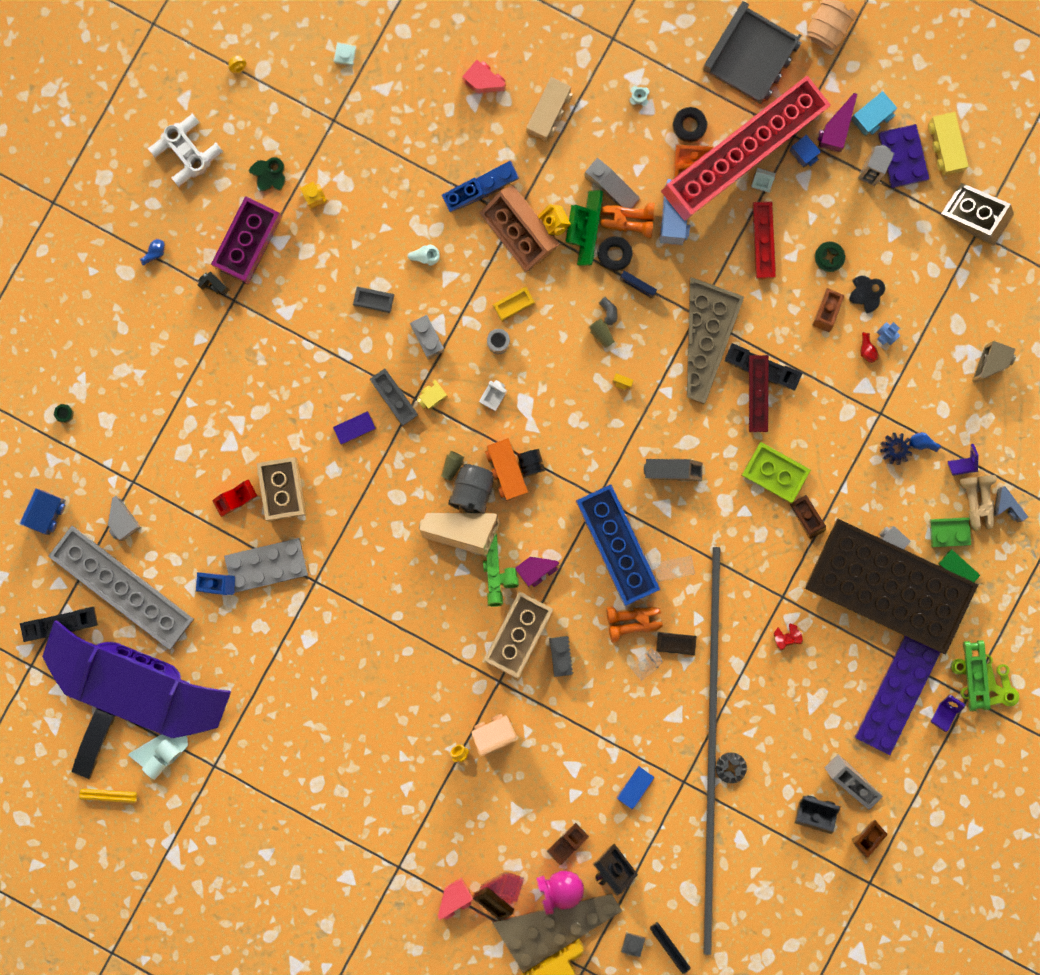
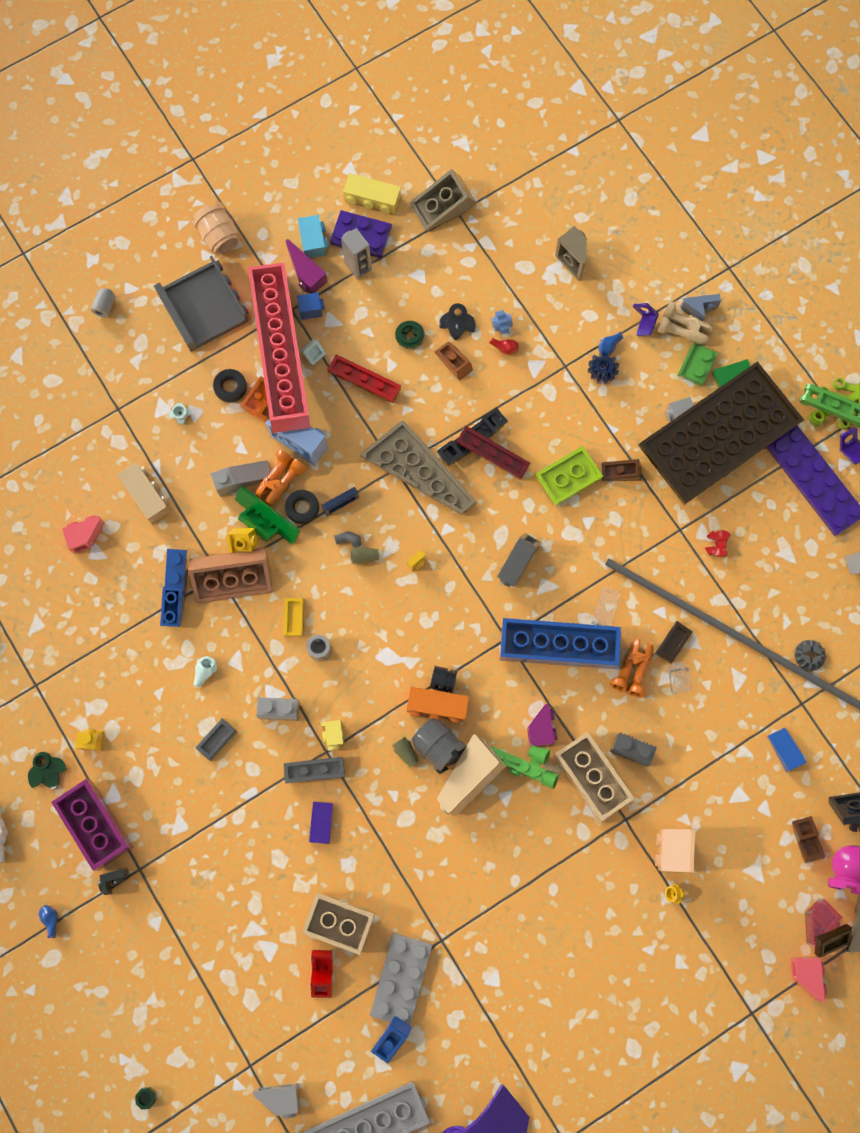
camera: 60 degrees left, 10 degrees down
(493, 395) = (364, 679): white bracket -> none

